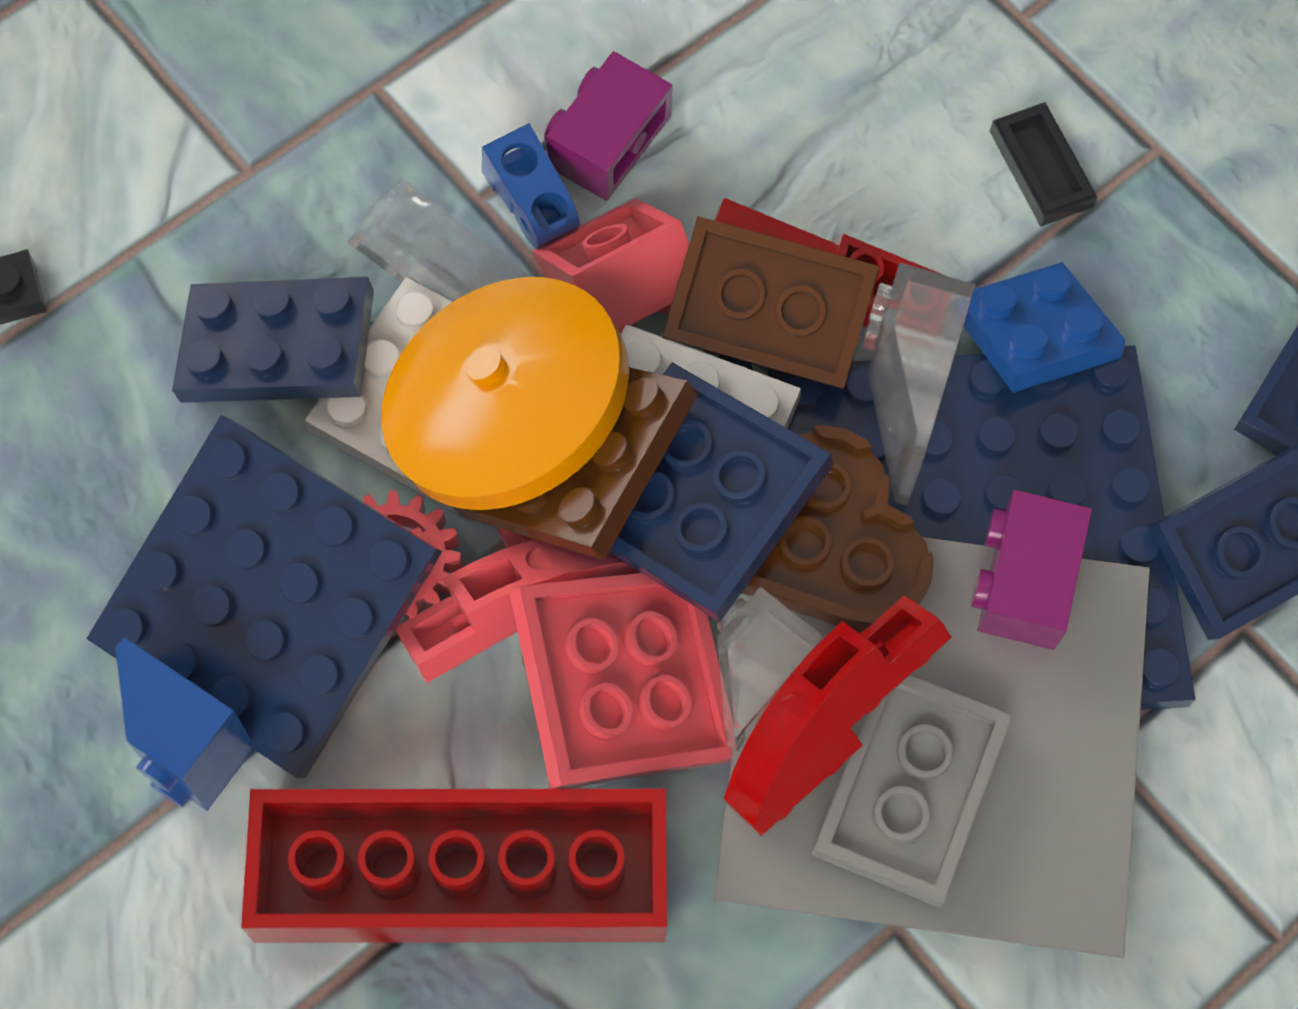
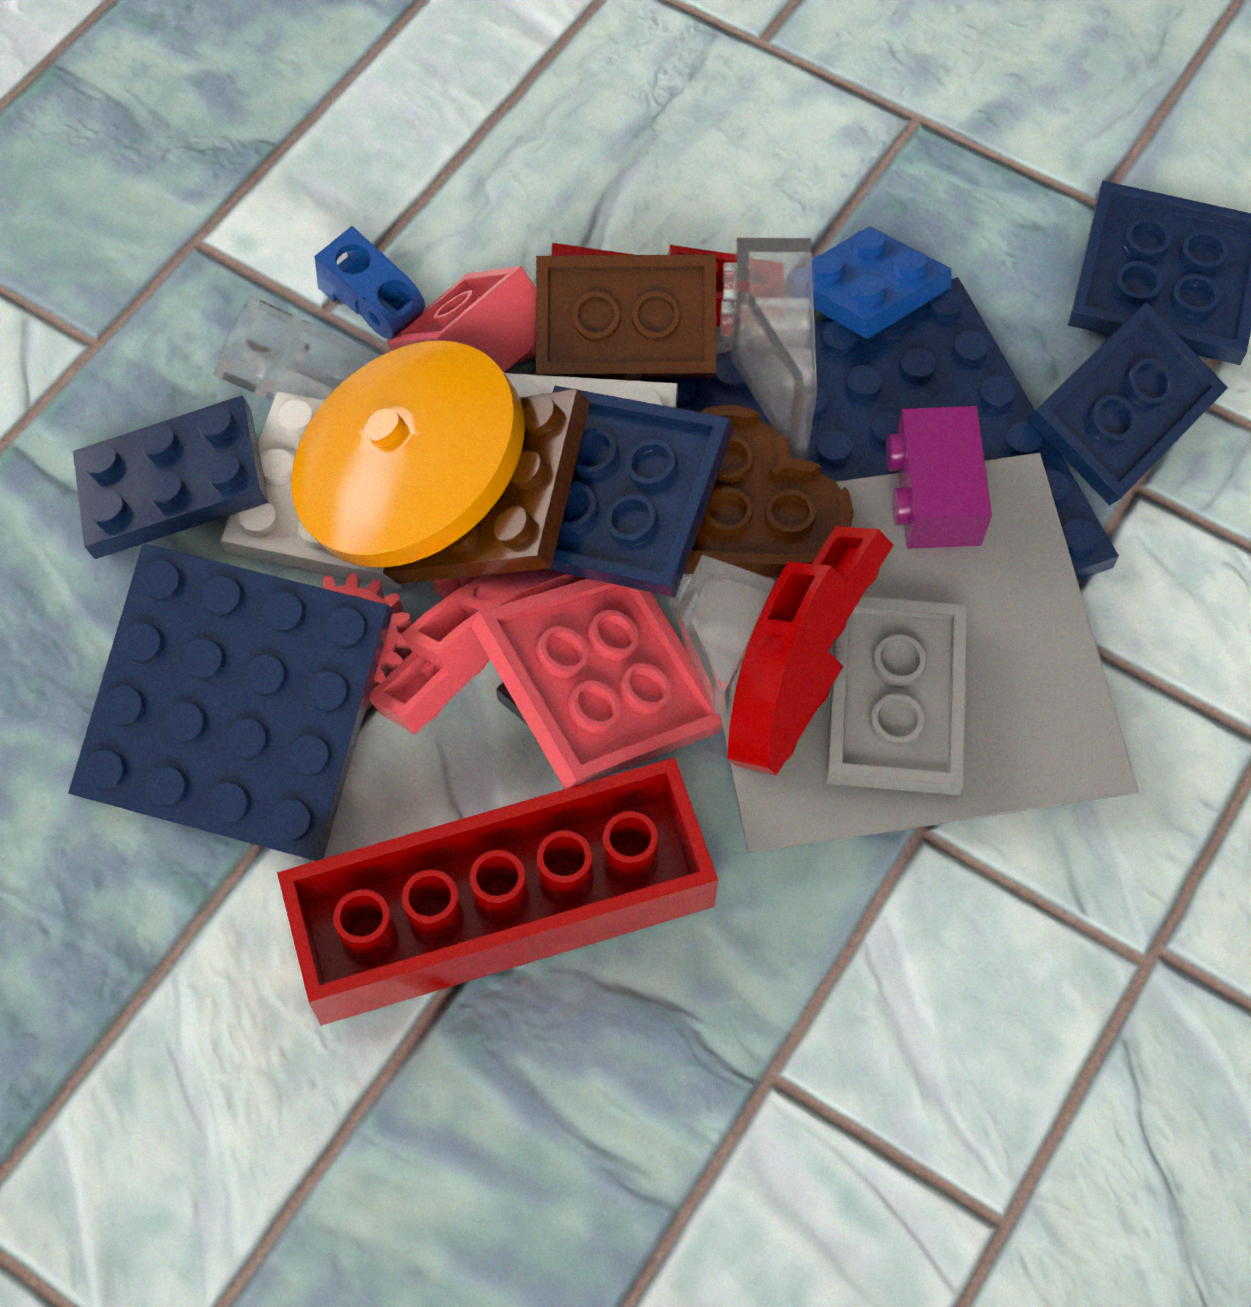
camera: 15 degrees left, 5 degrees down
(179, 731) = (191, 839): blue slope -> none
(608, 124) = (424, 213): magenta brick -> none
(1043, 164) = (823, 153): black tile -> none

